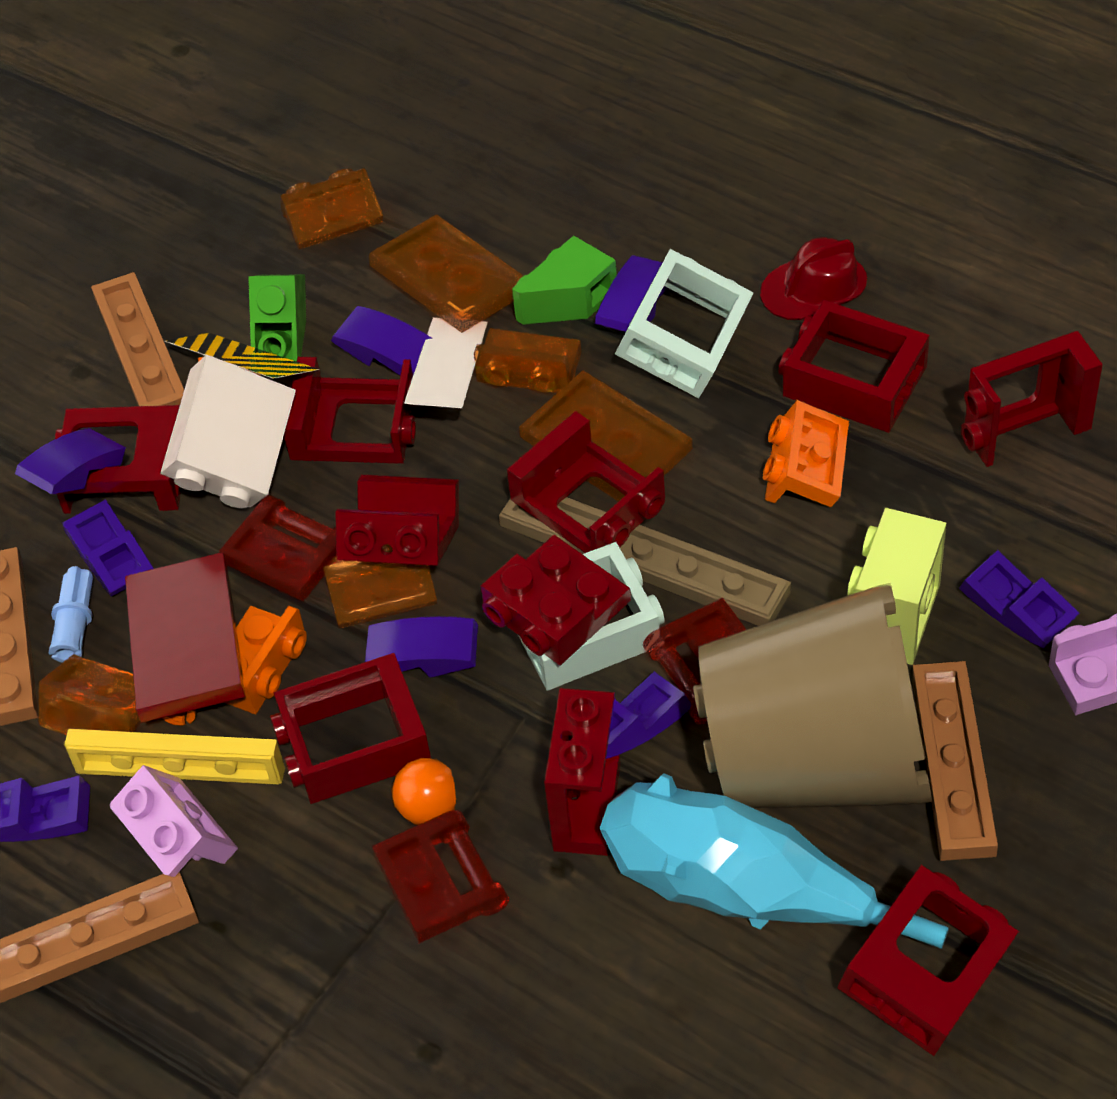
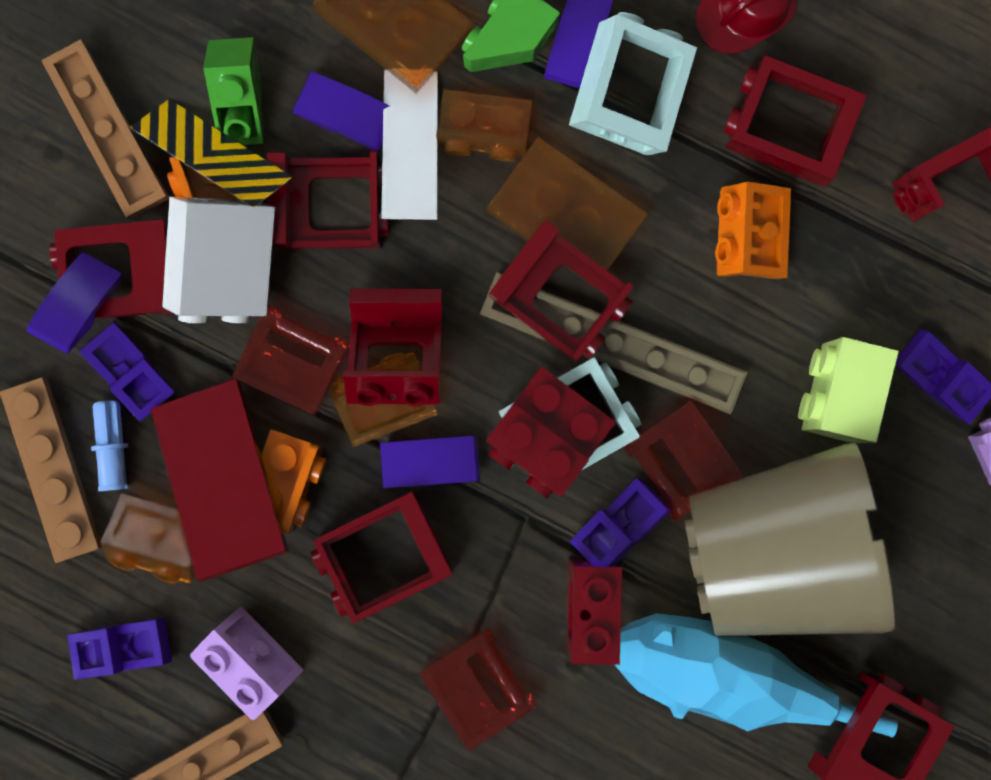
camera: 10 degrees left, 35 degrees up
(175, 754) = (233, 595): light yellow tile -> none
(424, 790) = (455, 614): orange piece -> none
(954, 761) = (895, 525): medium nougat plate -> none

